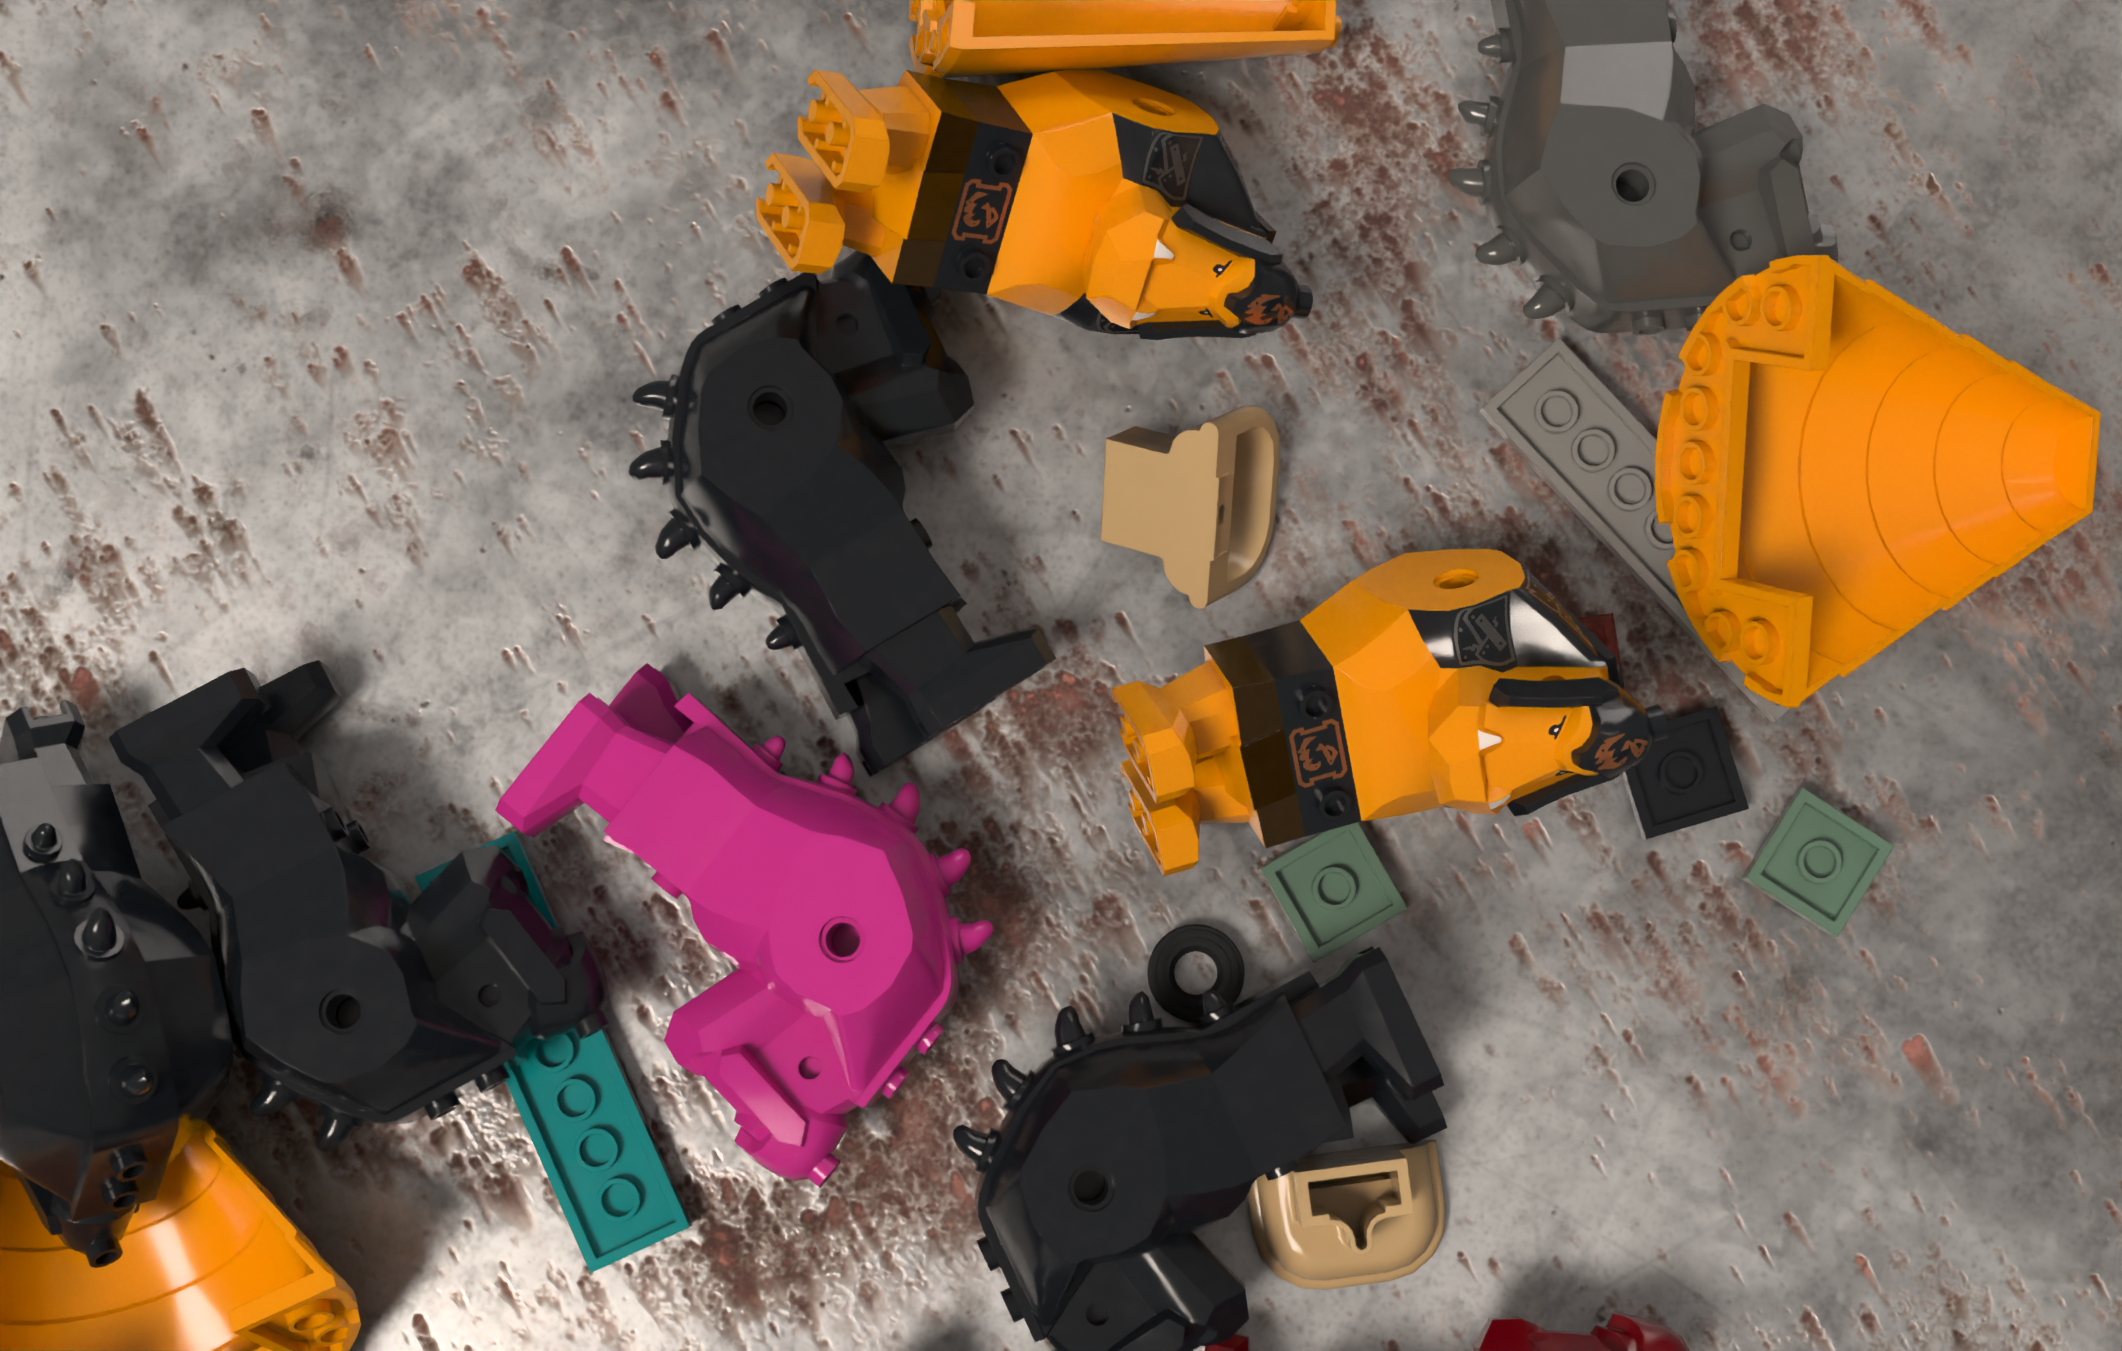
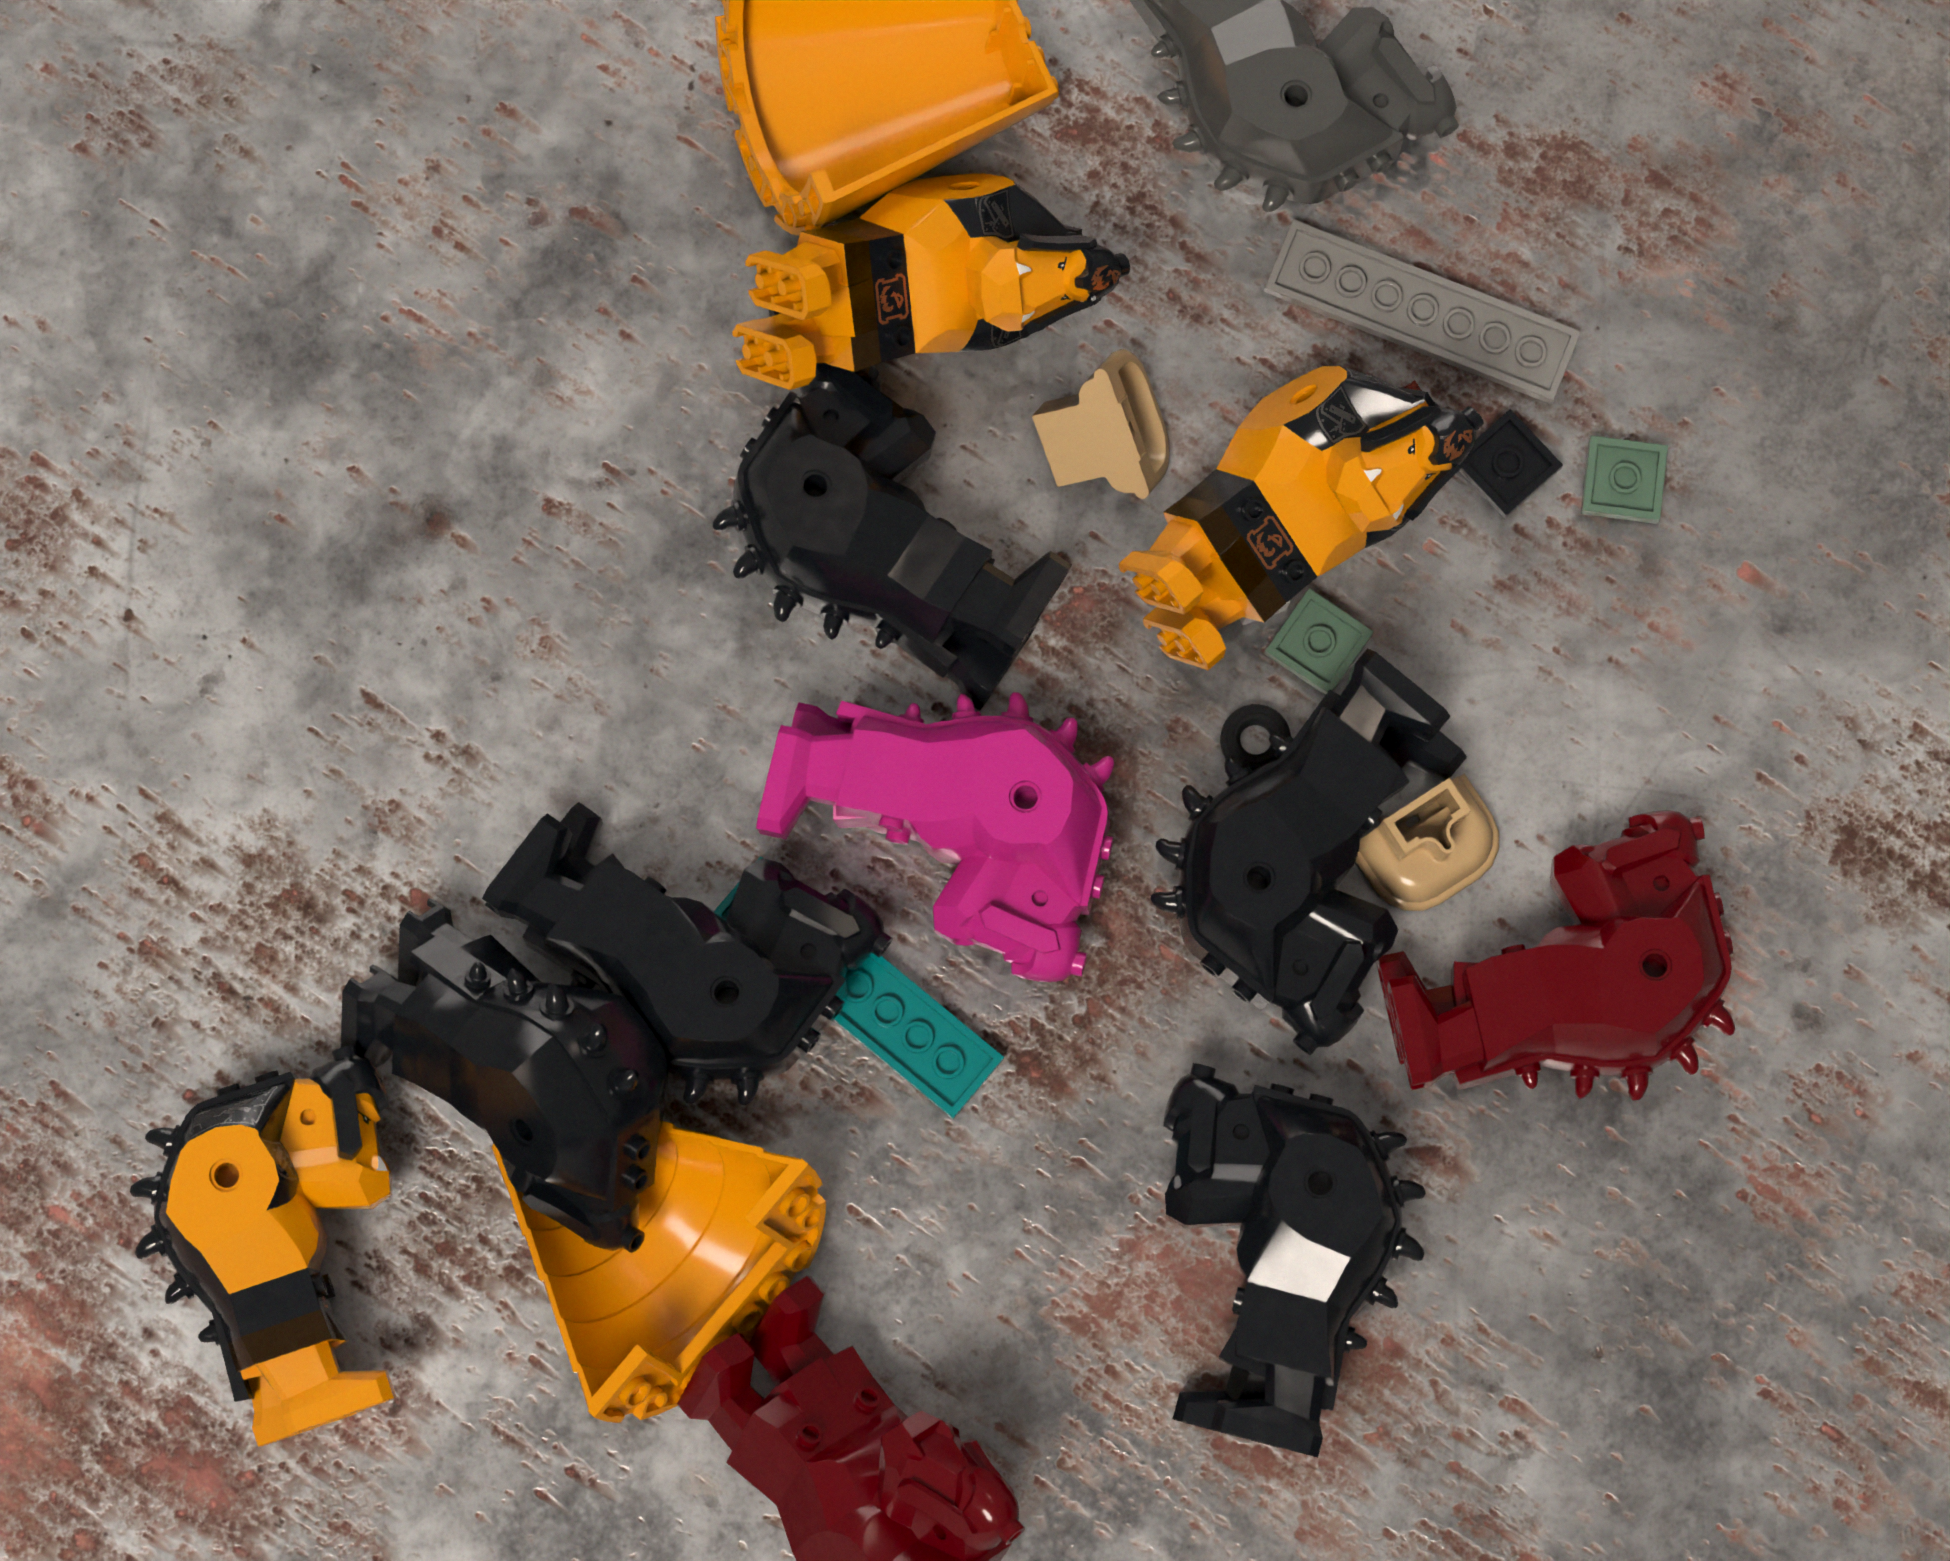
camera: 30 degrees left, 5 degrees down
(1850, 472) = (1521, 215): light orange cone -> none

